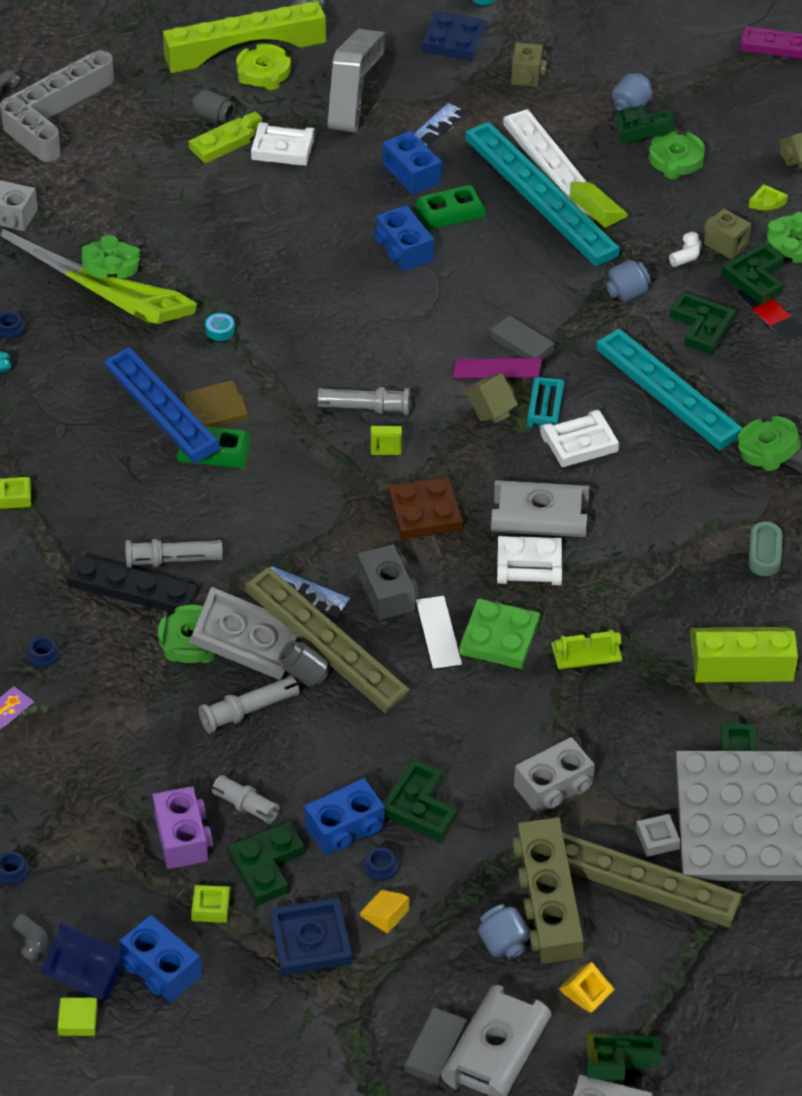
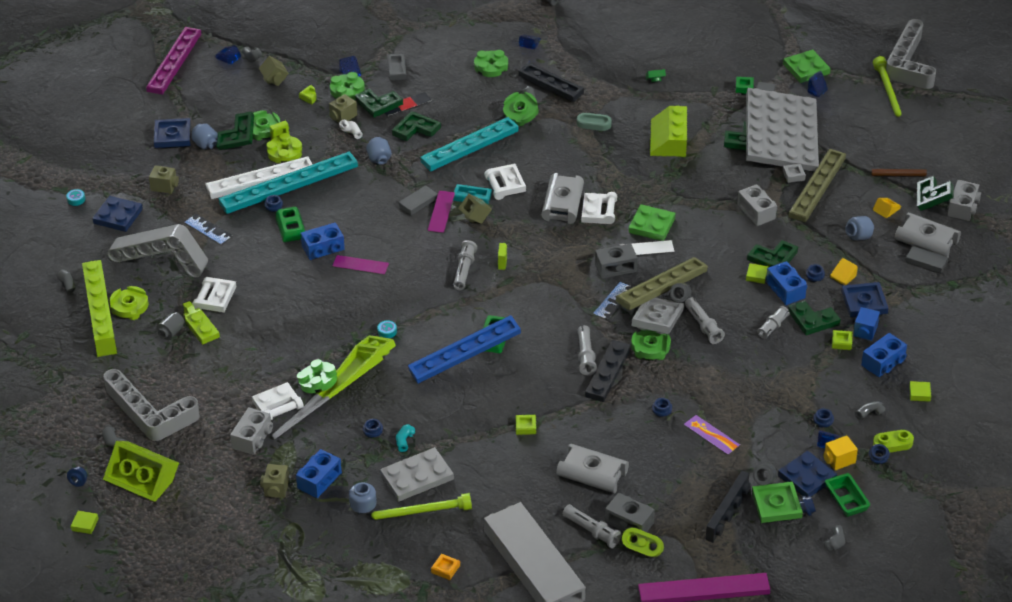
camera: 85 degrees left, 5 degrees down
(72, 222) = (277, 400): none -> white plate
(83, 962) = (890, 383): clear blue plate -> none
(177, 828) = (795, 346): medium lavender brick -> none
(216, 404) = (454, 331): clear yellow piece -> none
(240, 934) = (866, 323): none -> blue brick
(369, 291) = (360, 264): none -> magenta sticker
(379, 777) = (756, 273): none -> lime tile
(412, 162) = (250, 235): blue brick -> none
(424, 507) = (553, 247): reddish brown plate -> none
(491, 182) = (273, 203): none -> dark blue plate
(546, 840) = (833, 207): olive brick -> none
(582, 651) = (666, 188): lime hinge -> none
(596, 203) = (309, 157): lime slope -> none
(638, 181) = (278, 147): none -> lime plate
(641, 58) = (172, 133): none -> dark blue plate
(658, 170) = (279, 128): none -> lime tile
(692, 1012) = (899, 172): none -> reddish brown bar

